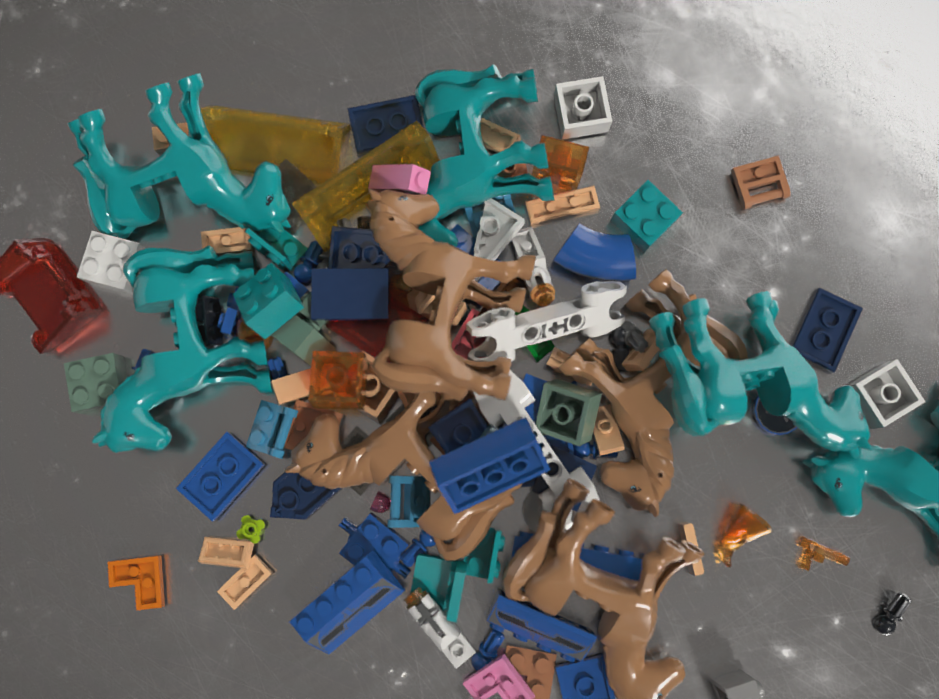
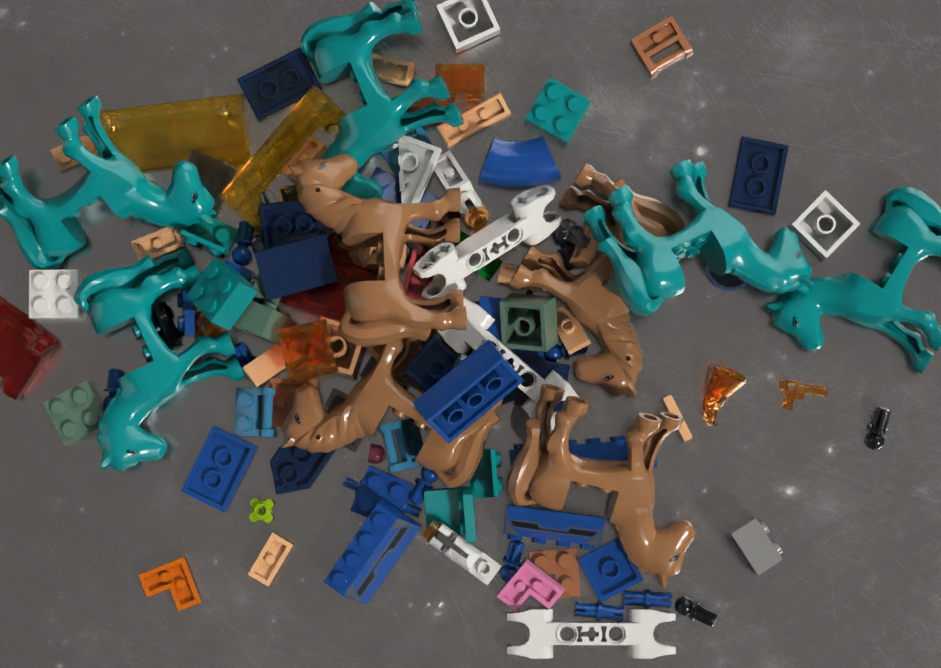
camera: 15 degrees left, 5 degrees up
(226, 552) = (245, 537): light nougat plate -> none
(400, 178) = (311, 144): bright pink brick -> none

